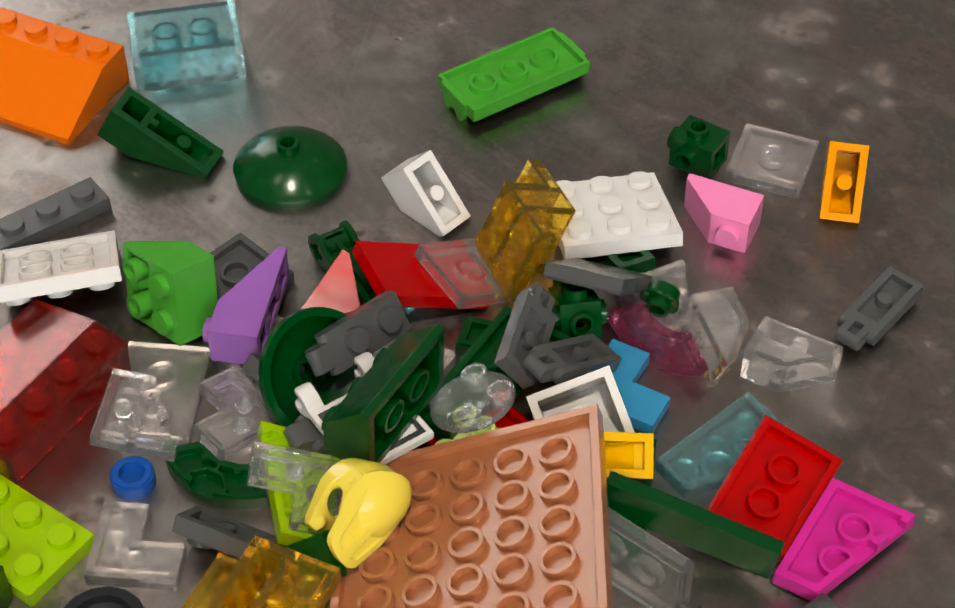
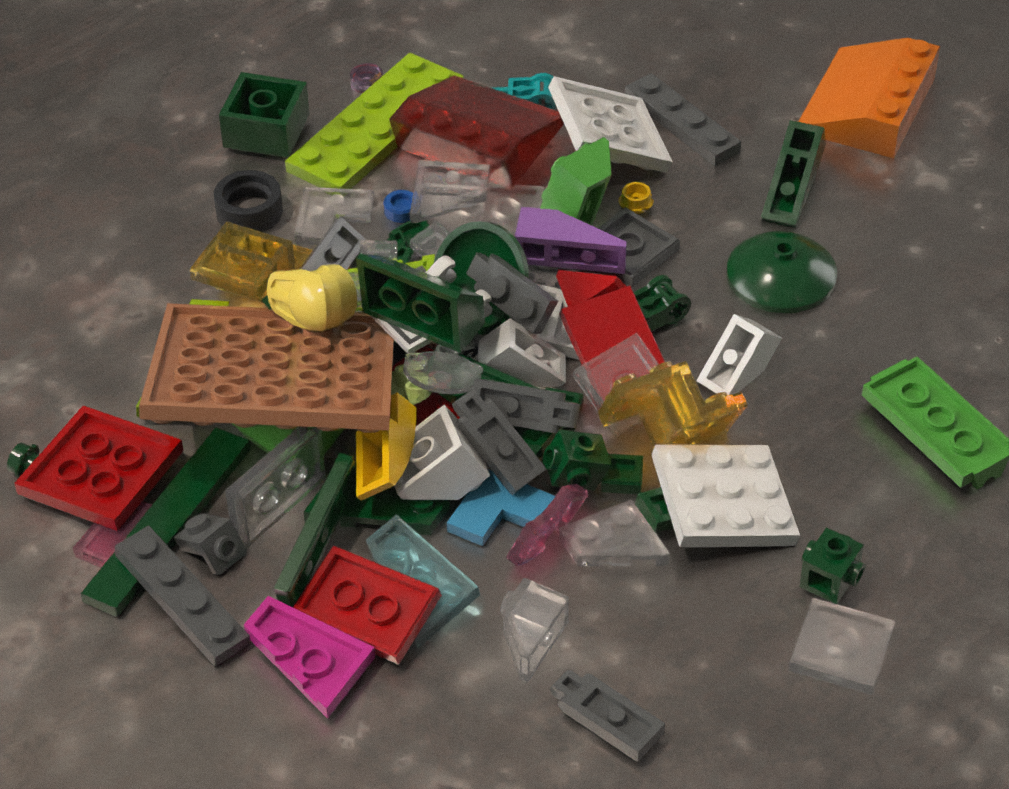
camera: 90 degrees right, 0 degrees up
(186, 46) = (922, 175): clear light blue brick -> none
(597, 276) = (606, 461): dark grey tile -> none
(661, 298) = (590, 517): dark green plate -> none
(718, 328) = (560, 564): clear slope -> none
(723, 212) = (735, 588): bright pink slope -> none
(843, 181) = (804, 696): light orange slope -> none

